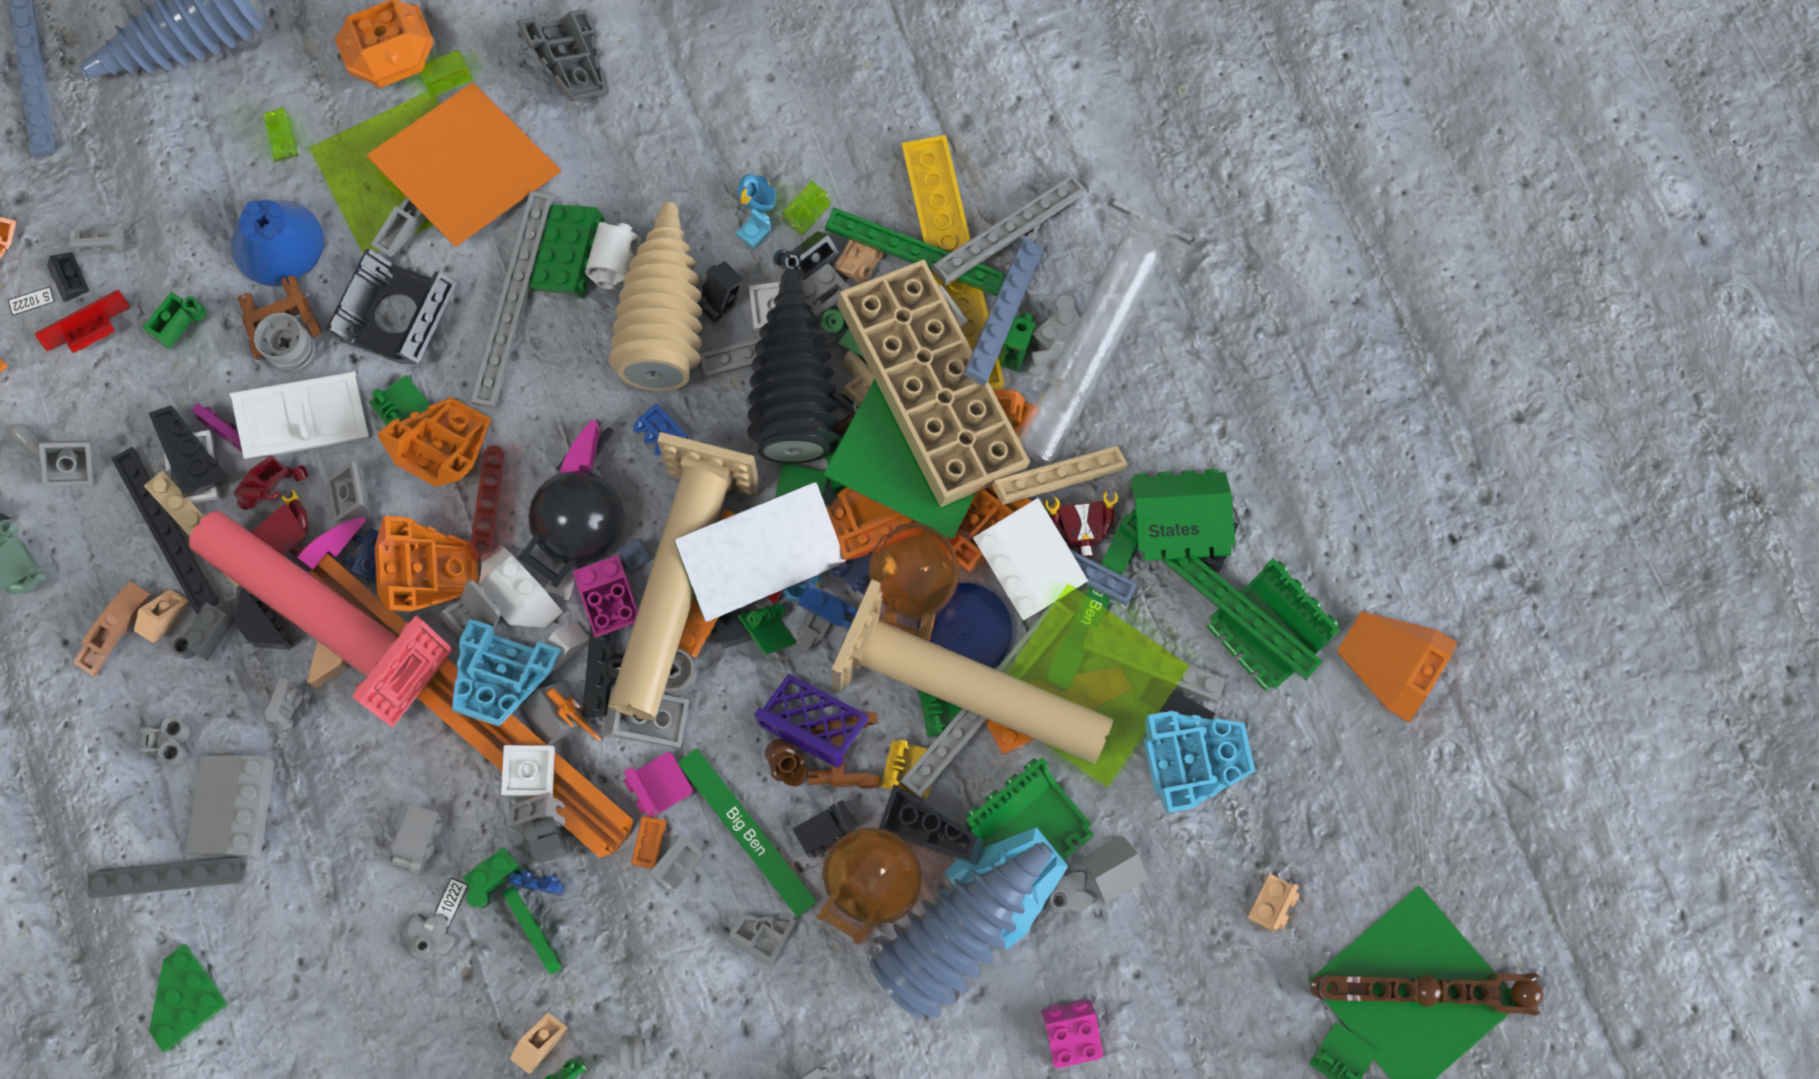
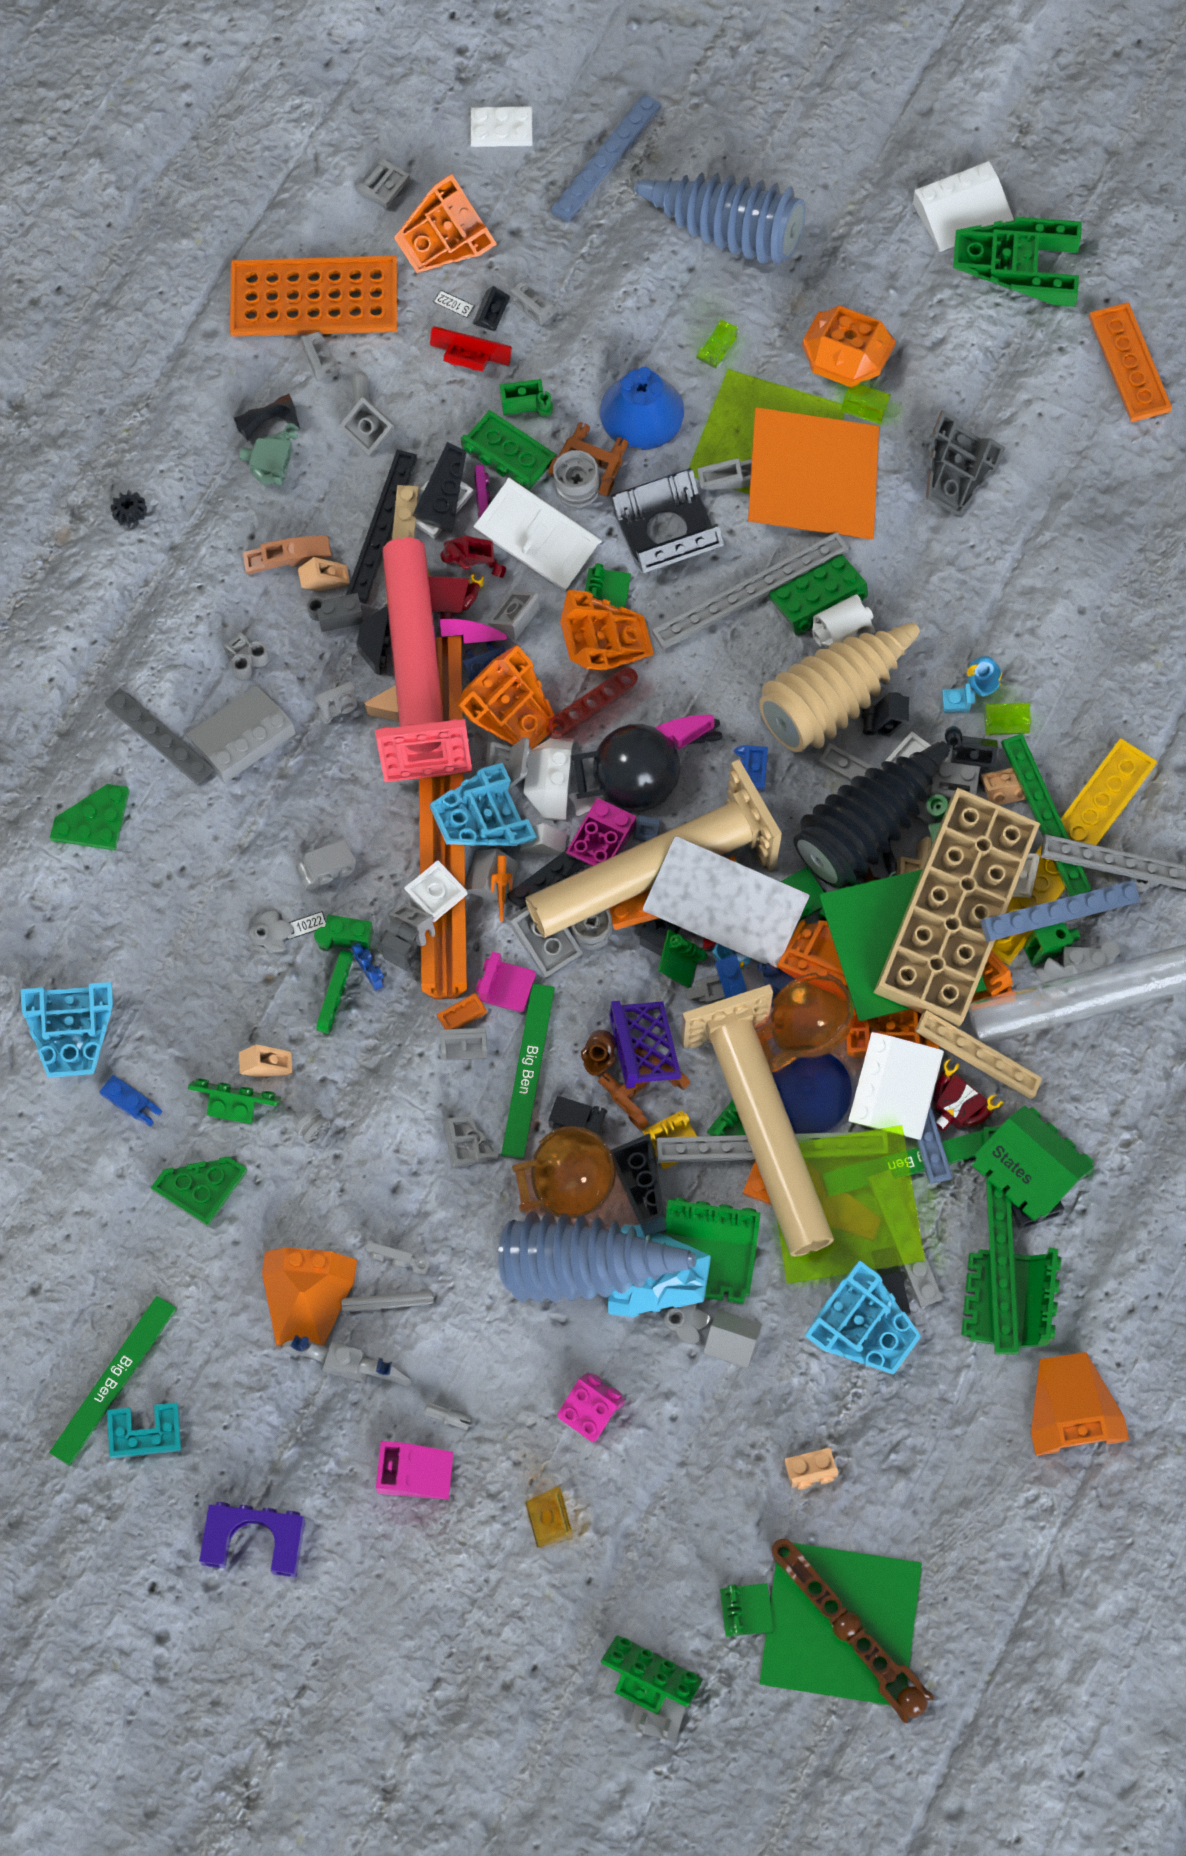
camera: 50 degrees right, 5 degrees down
(203, 373) = (508, 450): none -> green bracket

